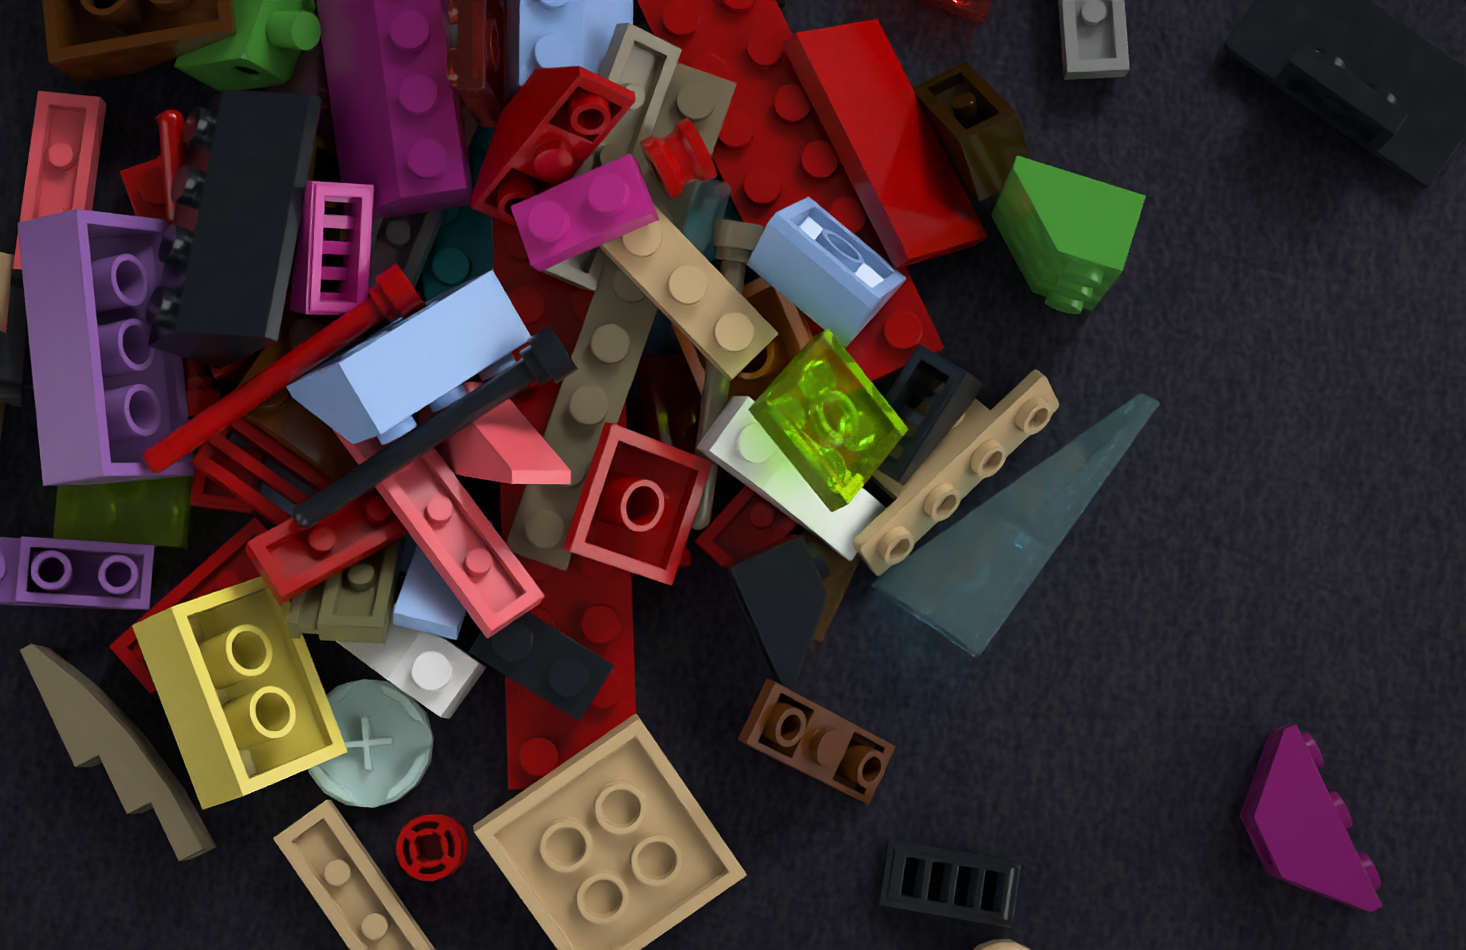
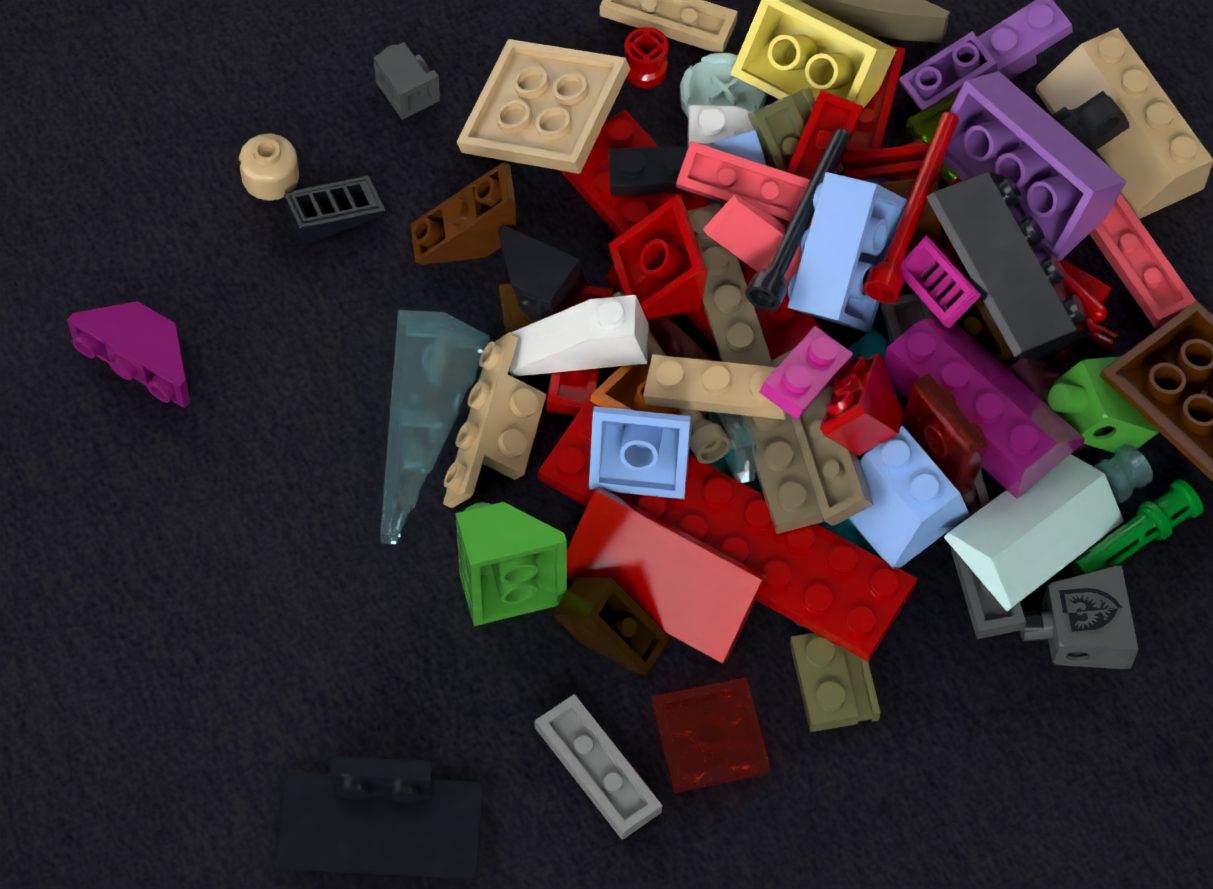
camera: 145 degrees right, 20 degrees down
(678, 158) = (774, 440): red wheel -> none
(829, 420) = (577, 354): clear neon green plate -> none
(946, 408) = (519, 451): black slope -> none

